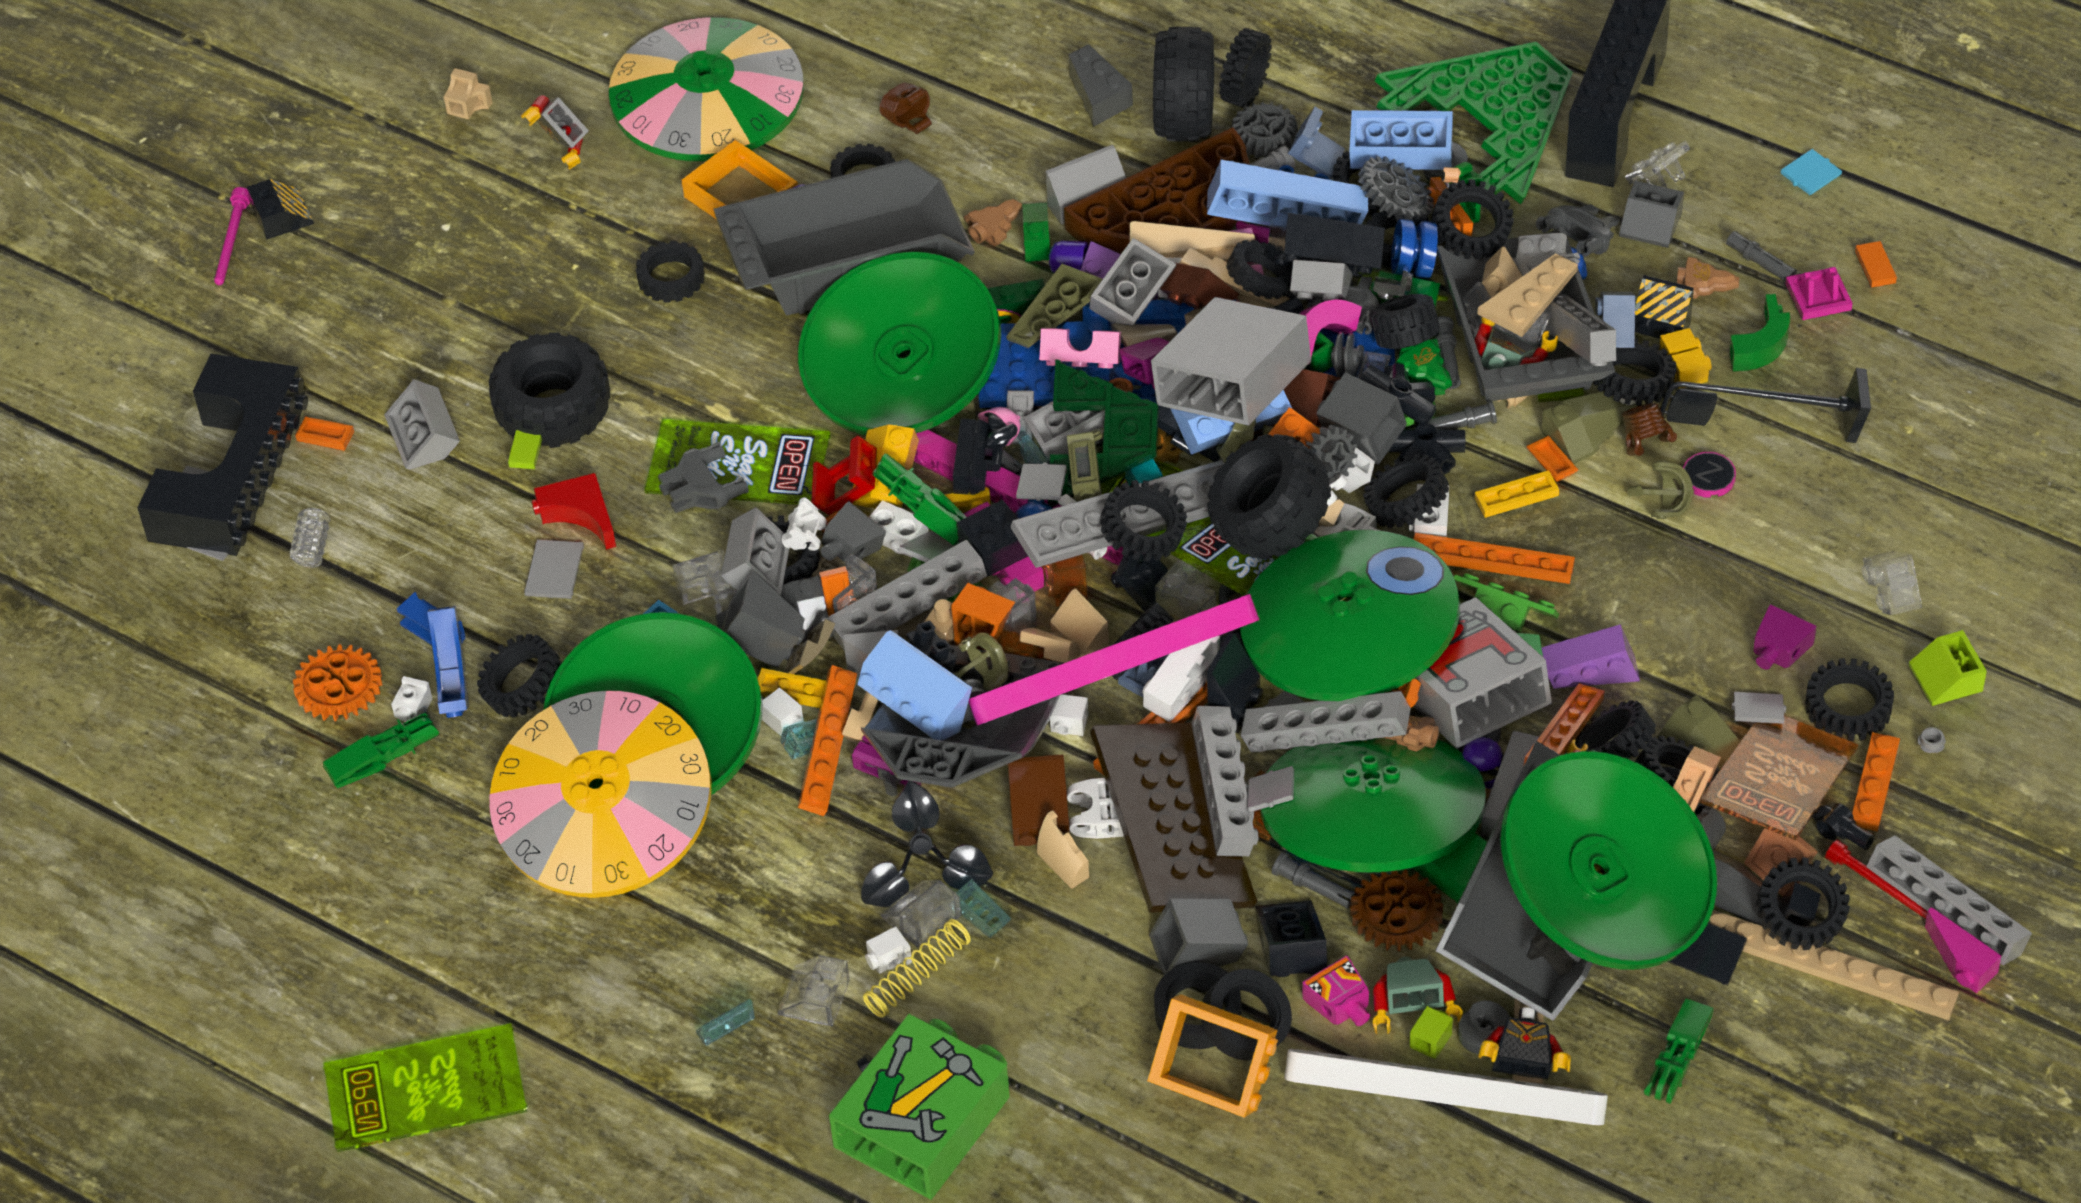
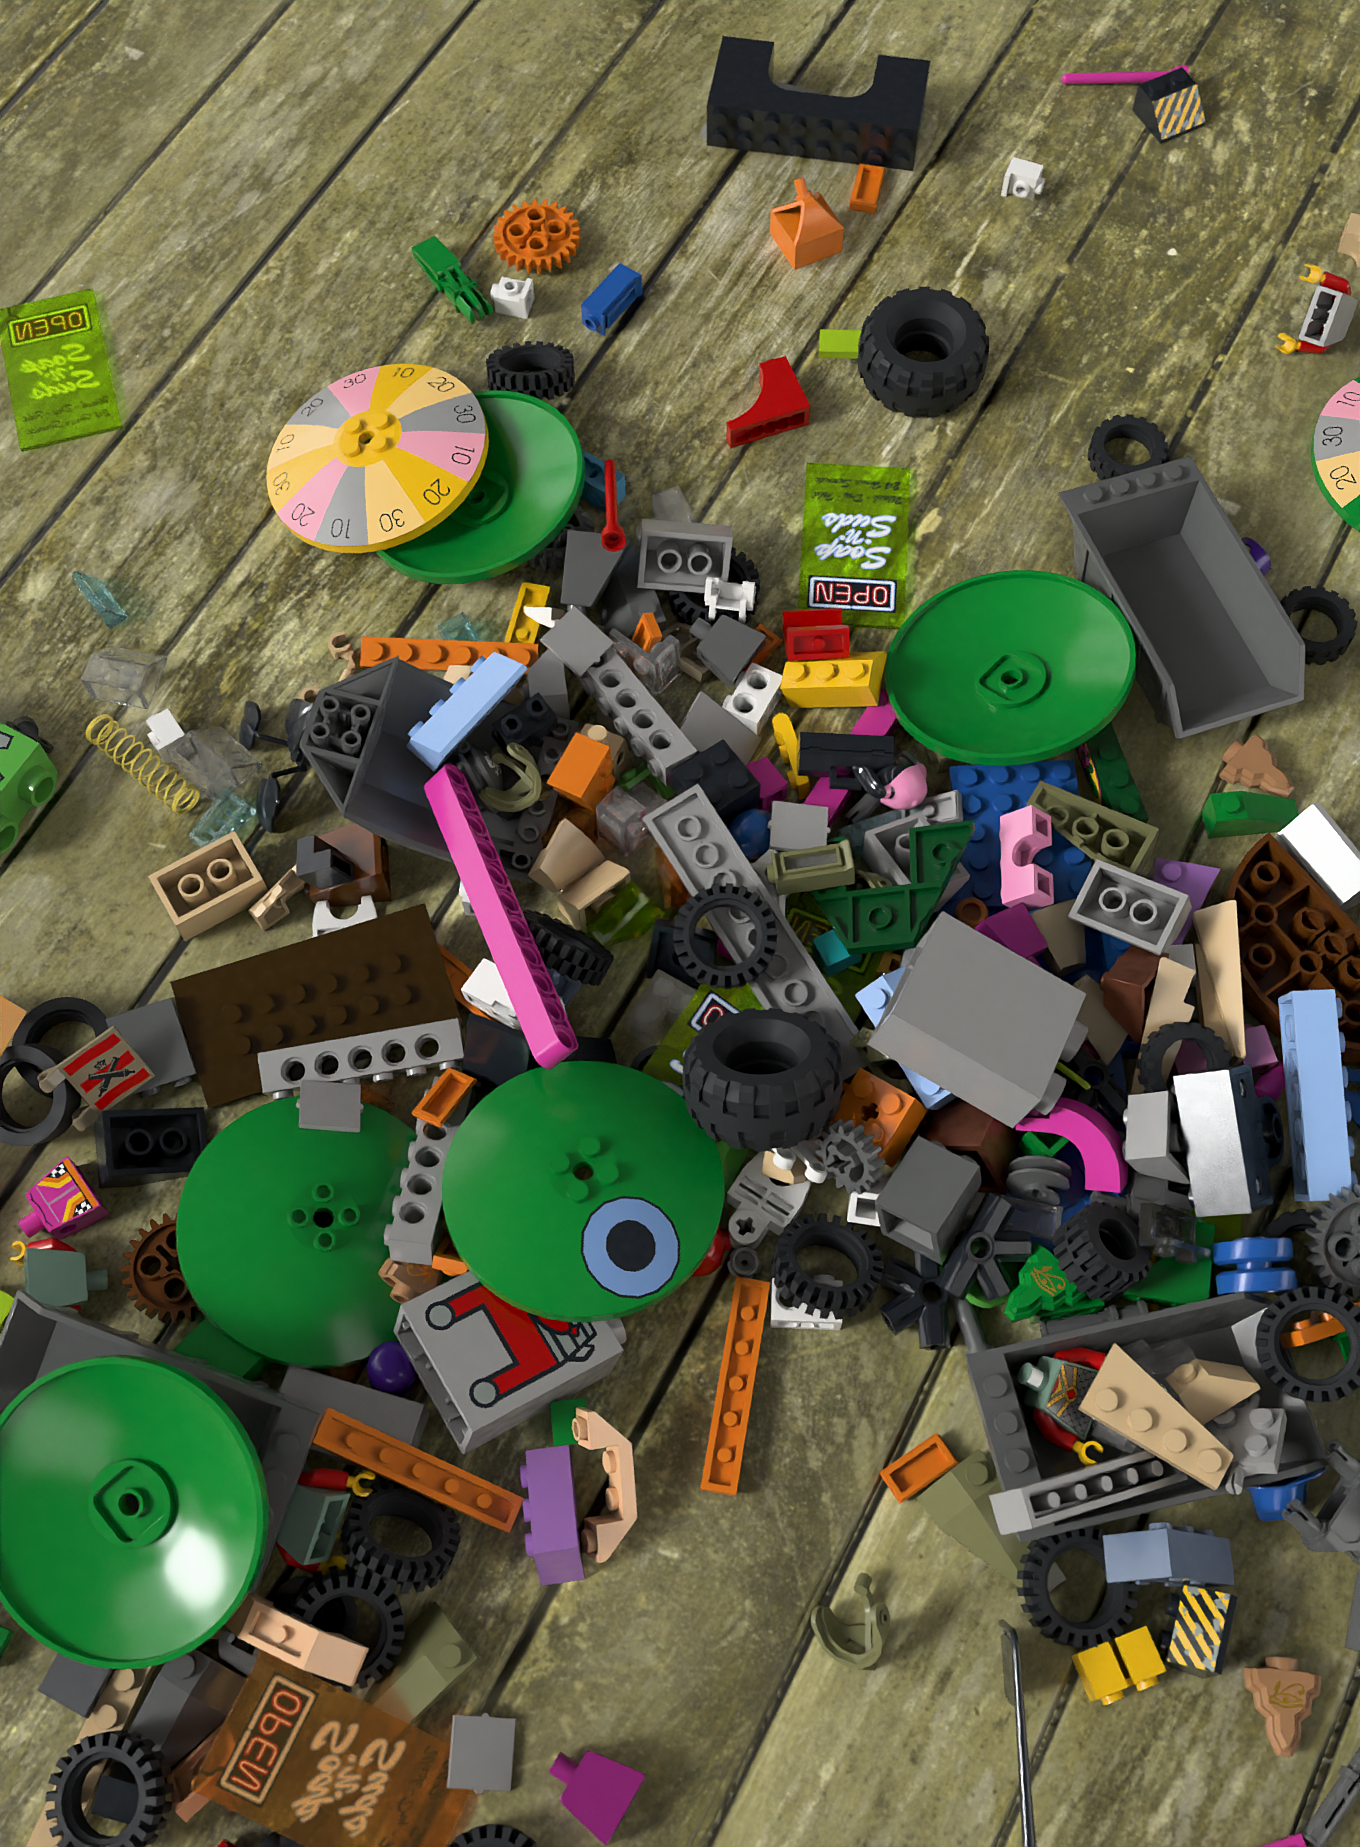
camera: 85 degrees right, 15 degrees up
(310, 537) = (717, 188): clear piece -> none
(345, 316) = (1023, 179): none -> white brick
(376, 473) = (806, 228): none -> orange piece
(421, 425) = (878, 261): light grey slope -> none
(448, 661) = (551, 311): arch -> none
(554, 569) = (695, 397): light grey piece -> none
(694, 485) = (812, 502): dark grey connector -> none
(722, 164) = (1288, 475): light orange window -> none
(755, 575) = (612, 536): none -> red piece
(781, 711) = (490, 611): white brick -> none
(835, 824) = (345, 652): none -> tan piece
(846, 620) = (576, 641): none -> light grey piece
(928, 504) = (776, 703): green arm -> none
(1051, 902) = (209, 885): none -> tan brick
(1052, 799) = (321, 864): none -> black piece
(1067, 253) = (1198, 843): dark purple helmet -> none
(1102, 603) = (625, 916): none -> clear neon green slope
(1238, 948) = (101, 1073): none -> flag
(1265, 716) = (444, 1097): none -> orange tile
(1508, 607) = (657, 1399): bright green bracket -> none
(1516, 494) = (849, 1418): yellow plate -> none
(1561, 618) = (606, 1531): none -> light nougat slope
(1644, 423) = (971, 1599): reddish brown piece -> none
(1710, 474) = (905, 1696): black tile -> none
(1764, 346) = (1152, 1787): green arch -> none

